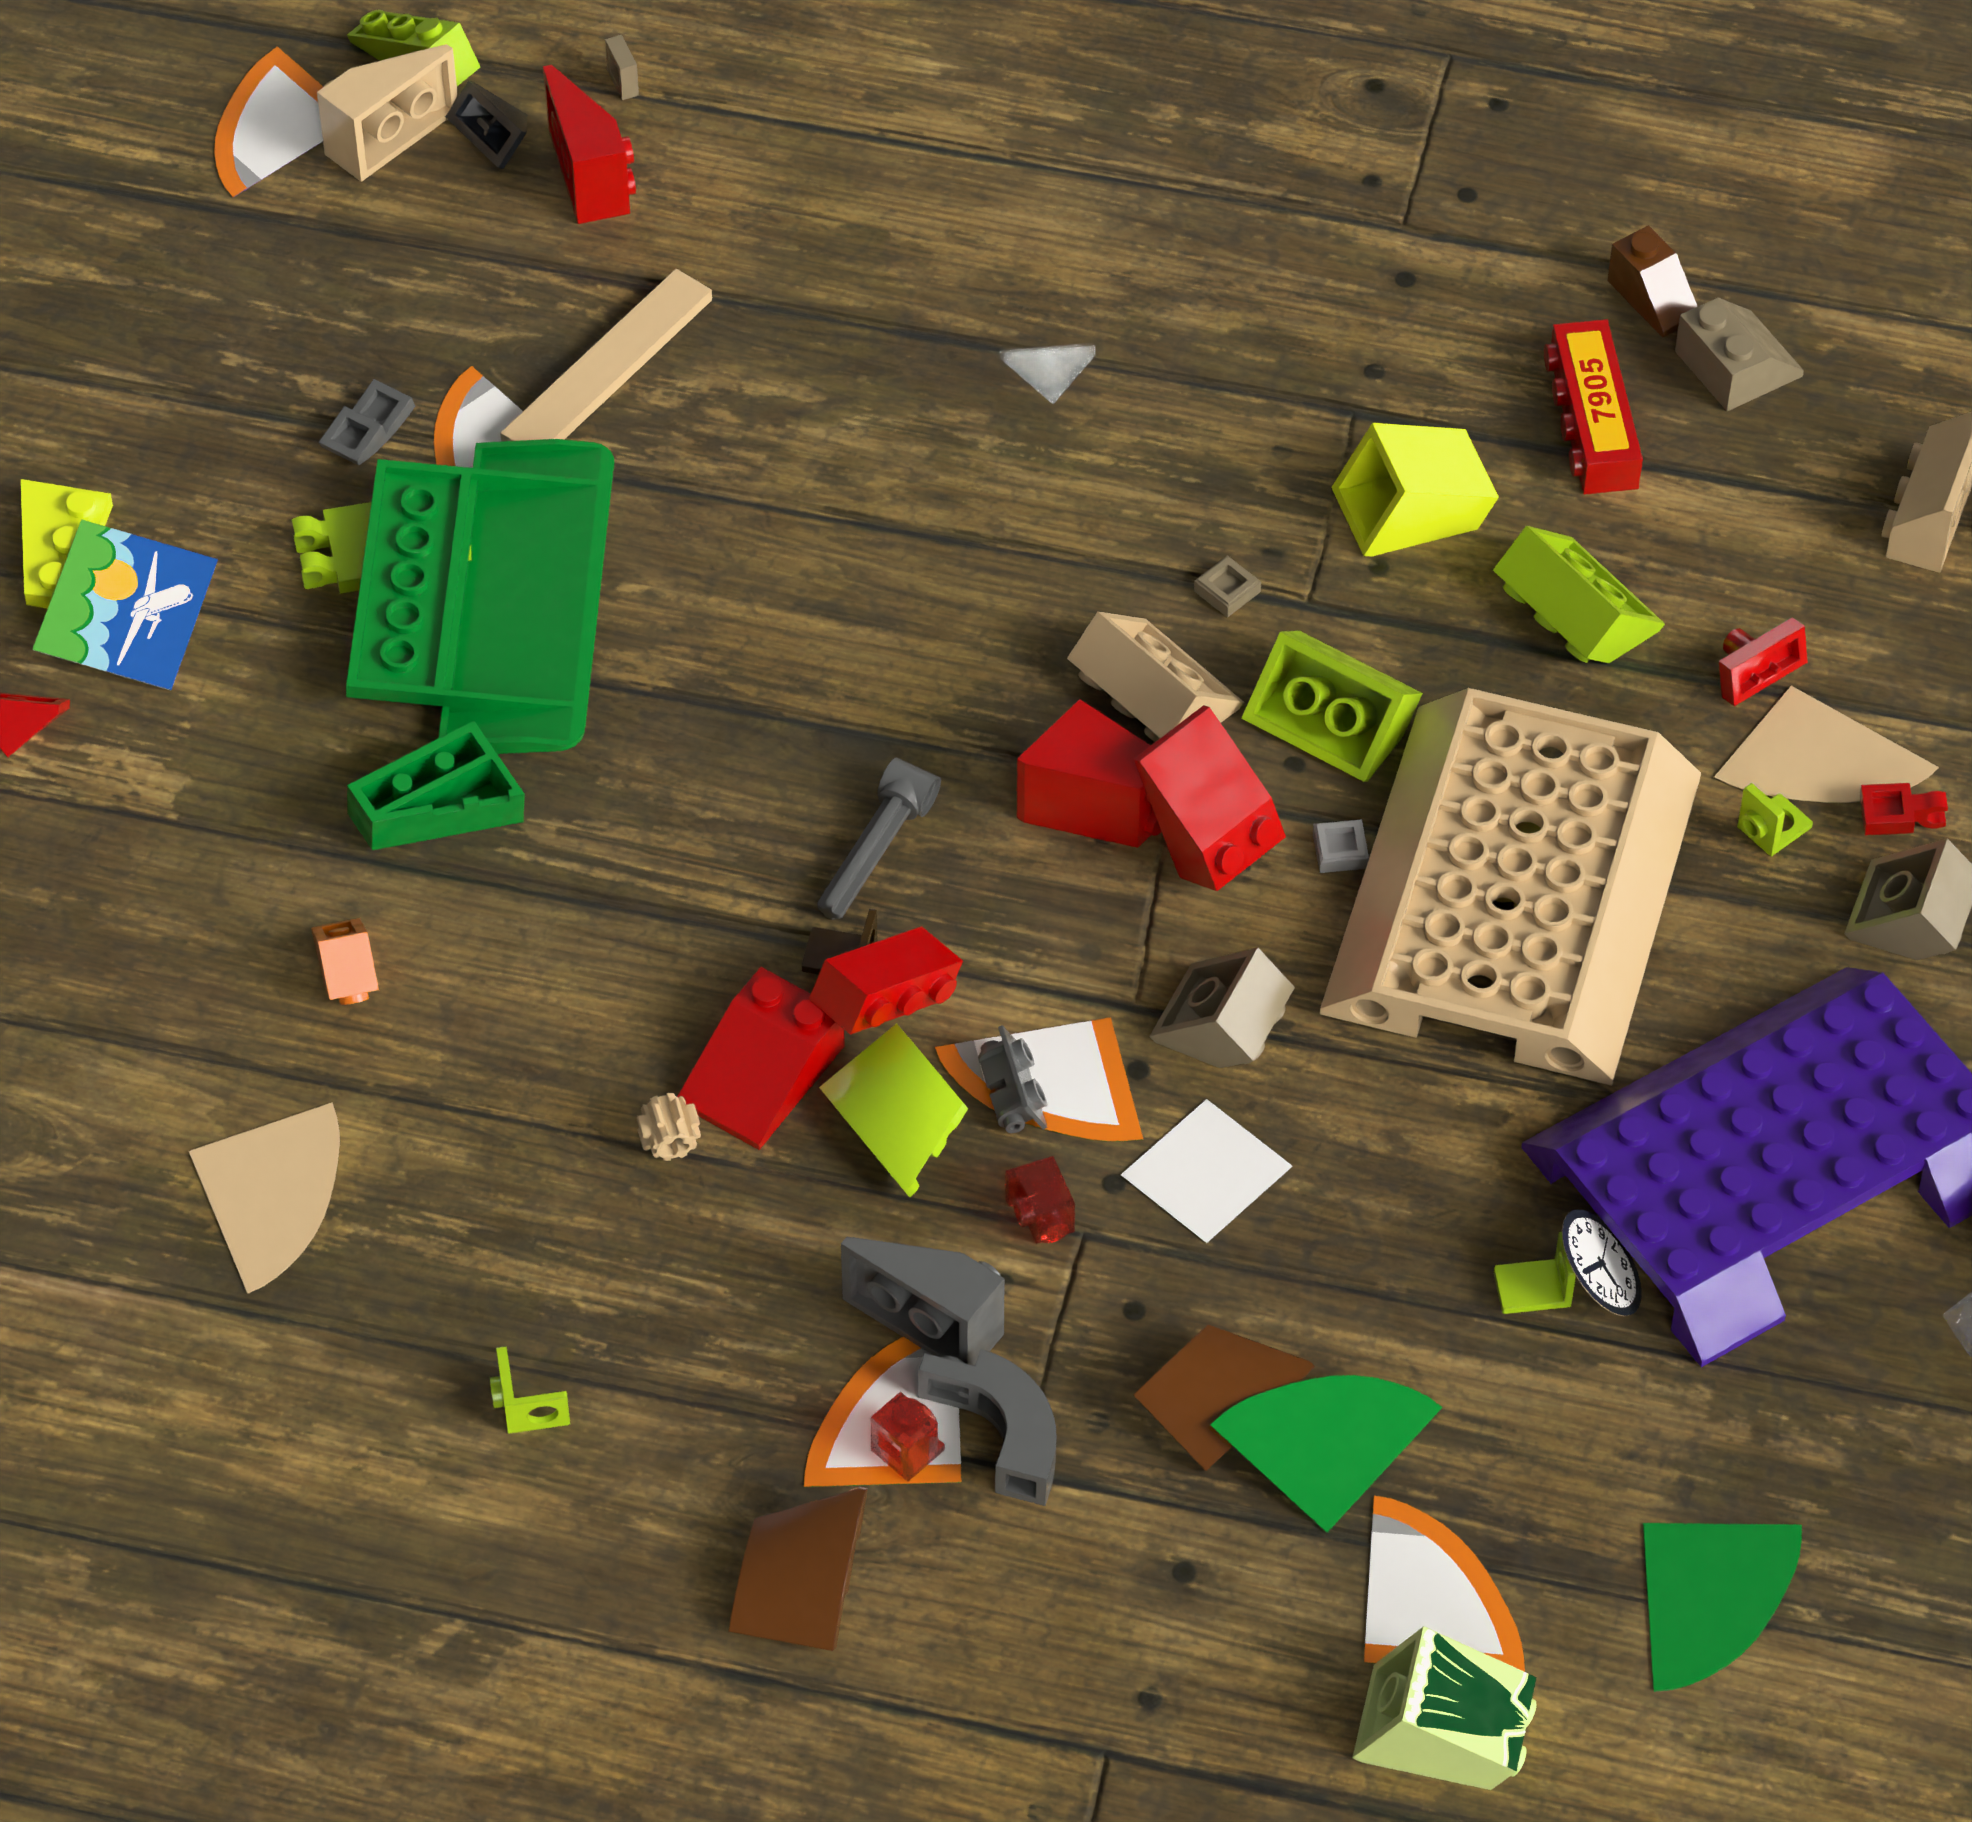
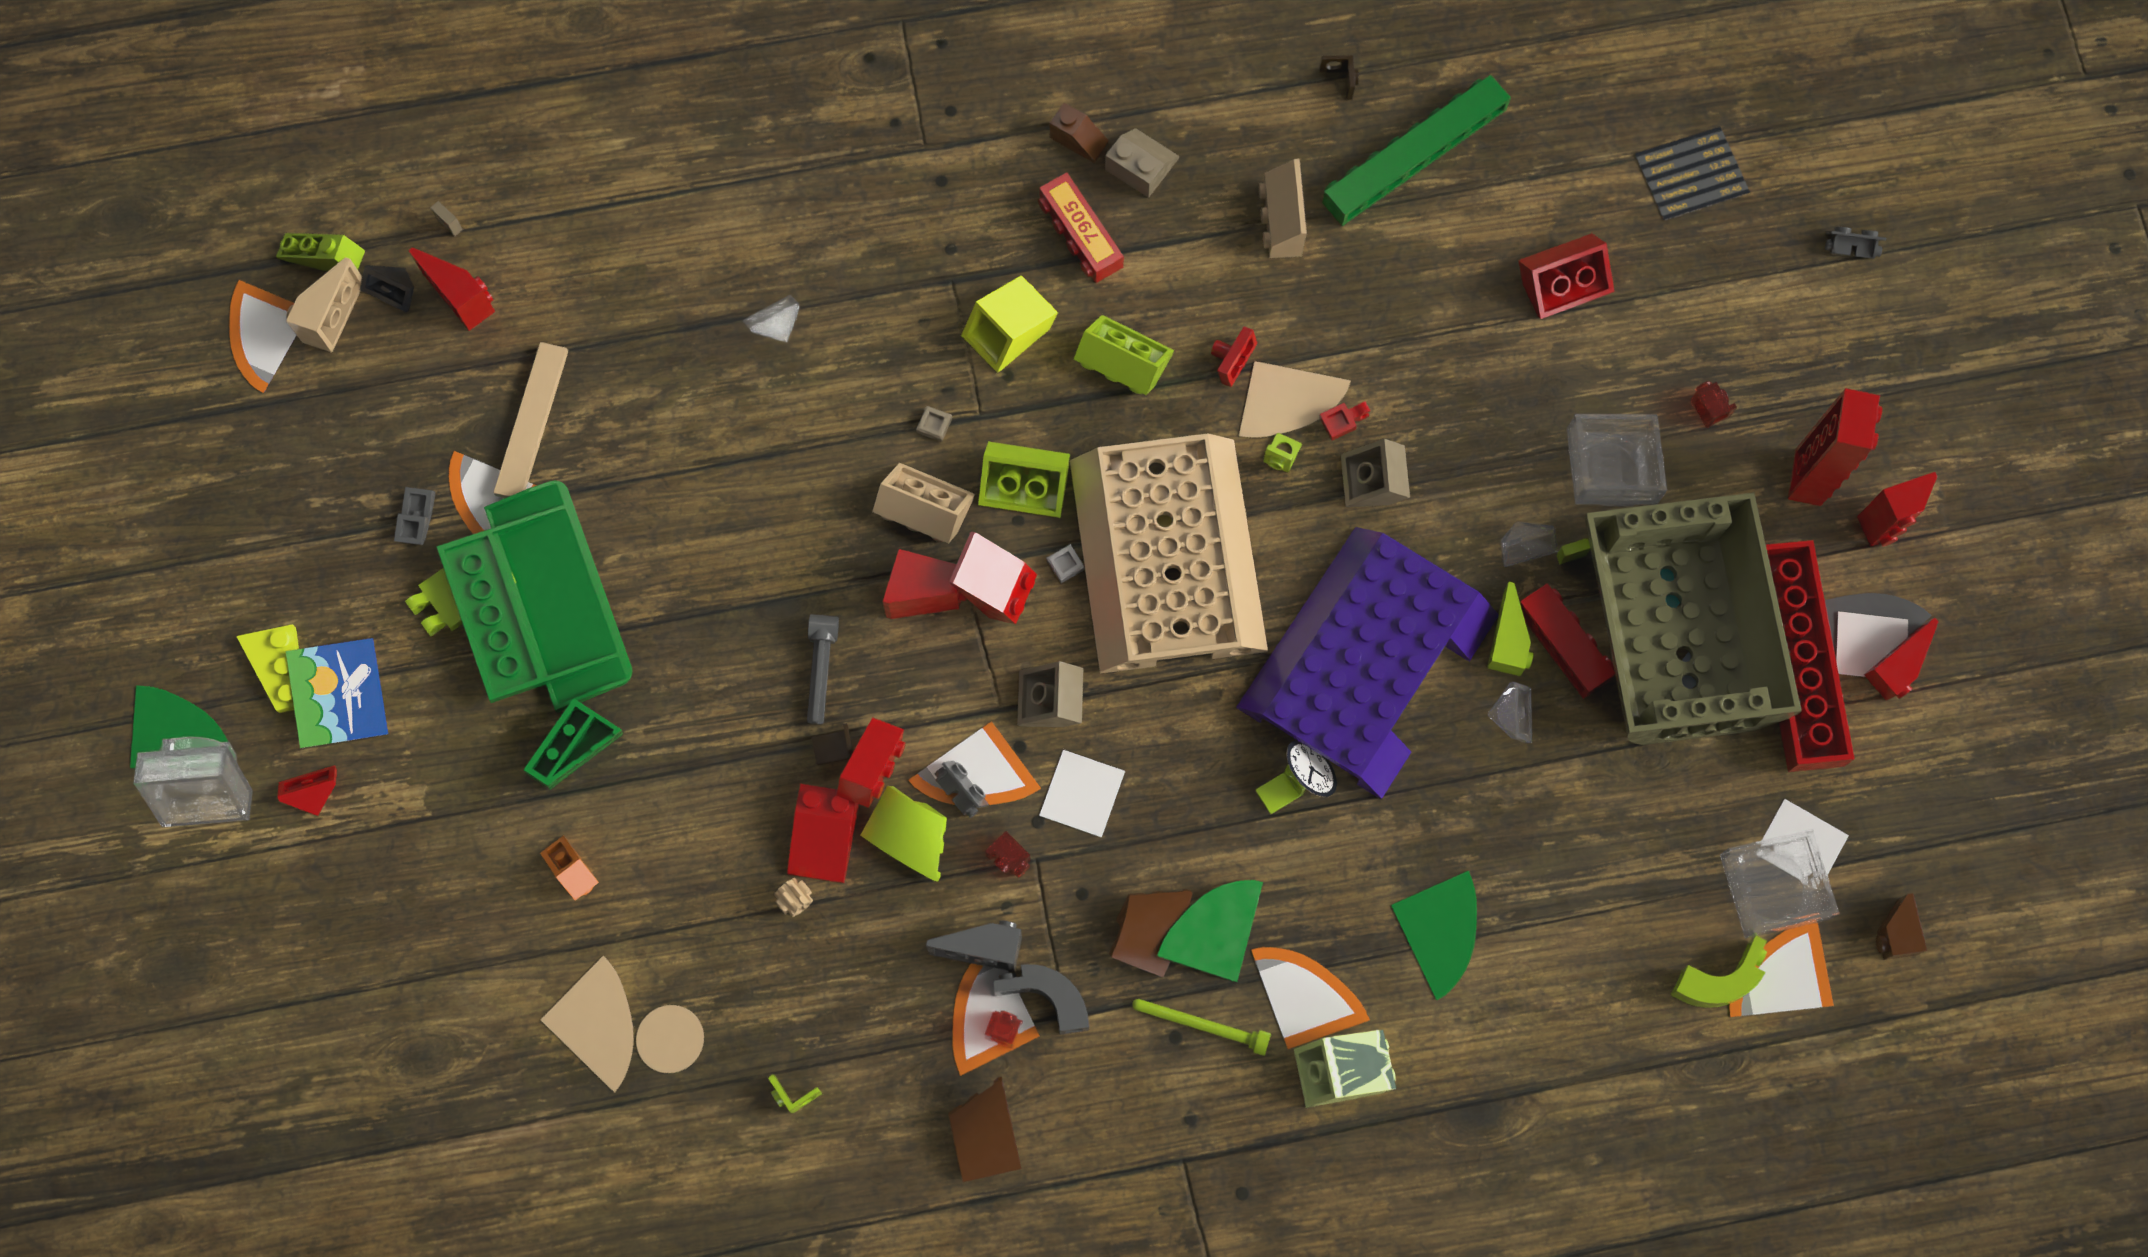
camera: 25 degrees left, 20 degrees up
(372, 1254) = (670, 1039): none -> tan sticker
(1318, 1624) = (1257, 1041): none -> lime piece

